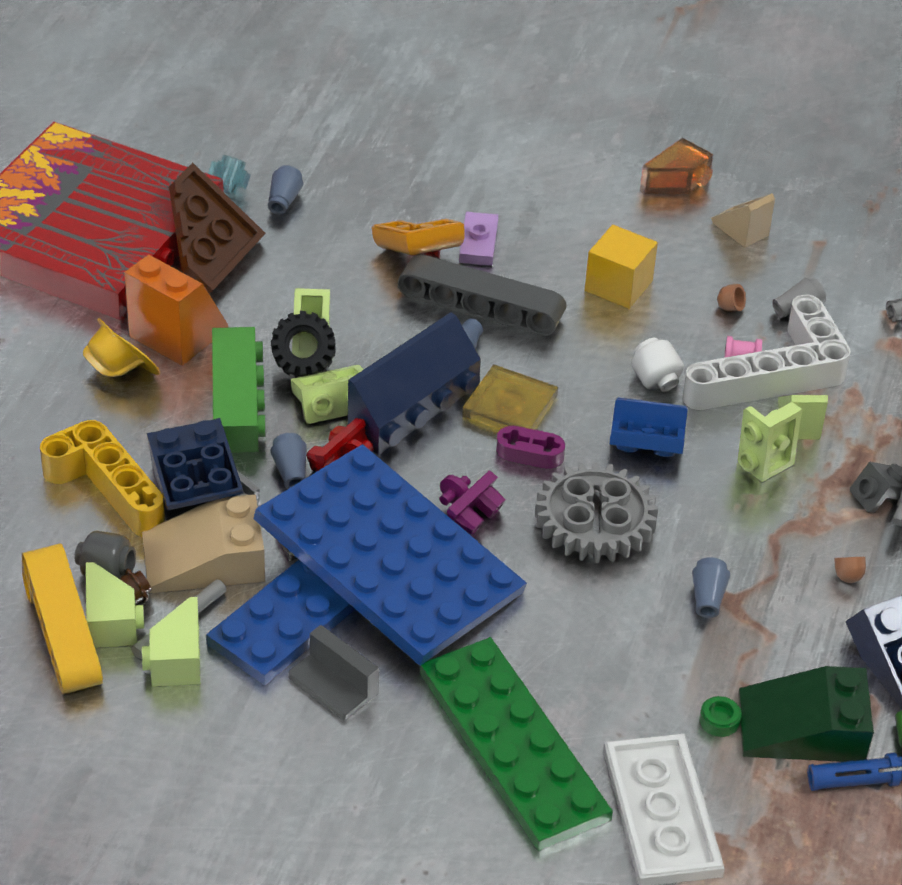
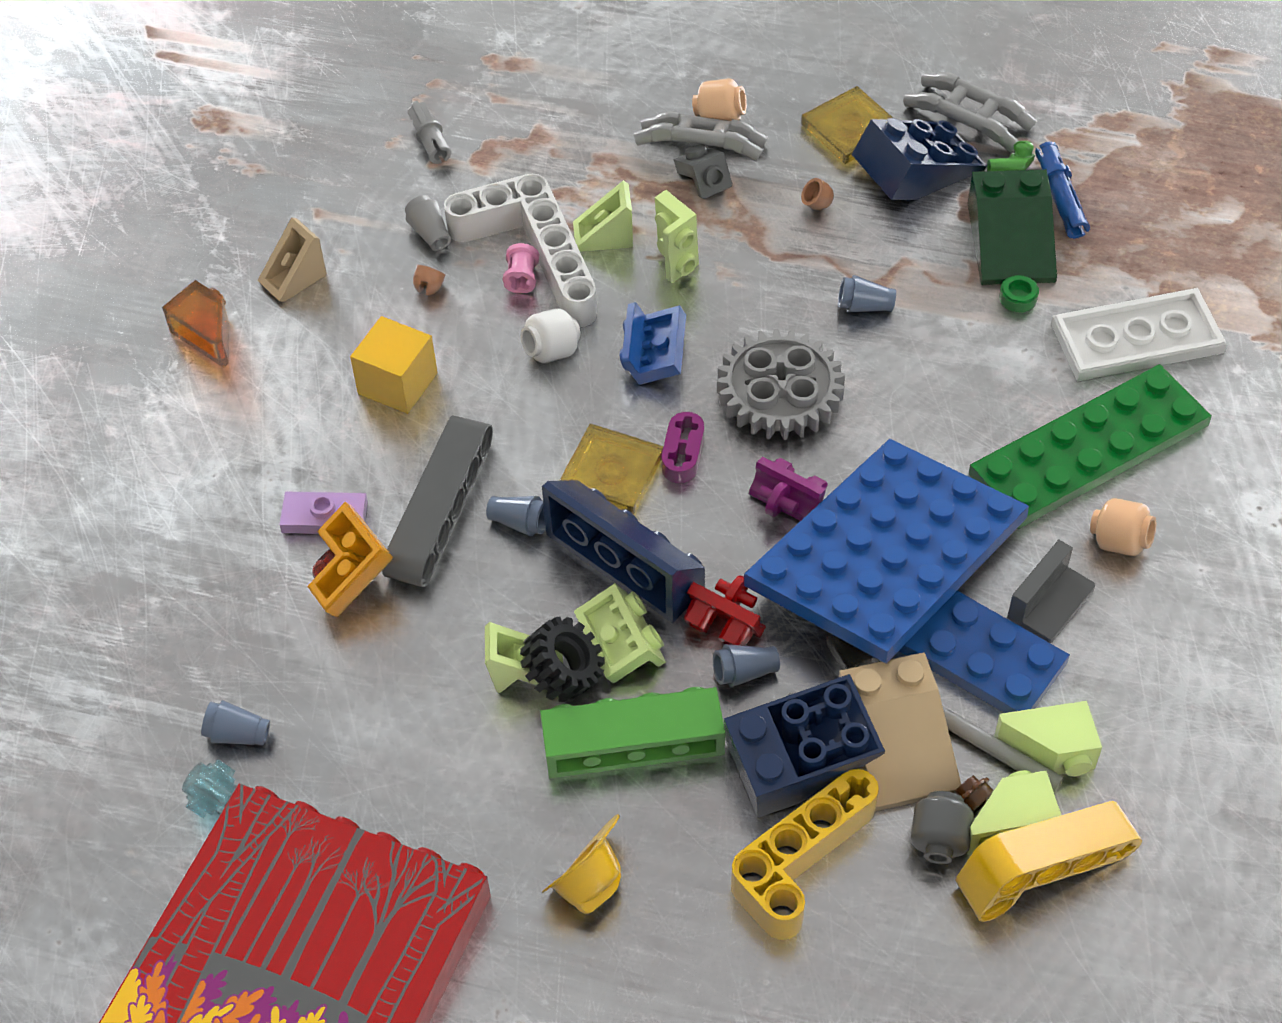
camera: 90 degrees left, 10 degrees up
(169, 310) = (518, 808): orange slope -> none
(209, 228) = (346, 786): reddish brown plate -> none
(399, 736) = (1123, 527): none -> light nougat head

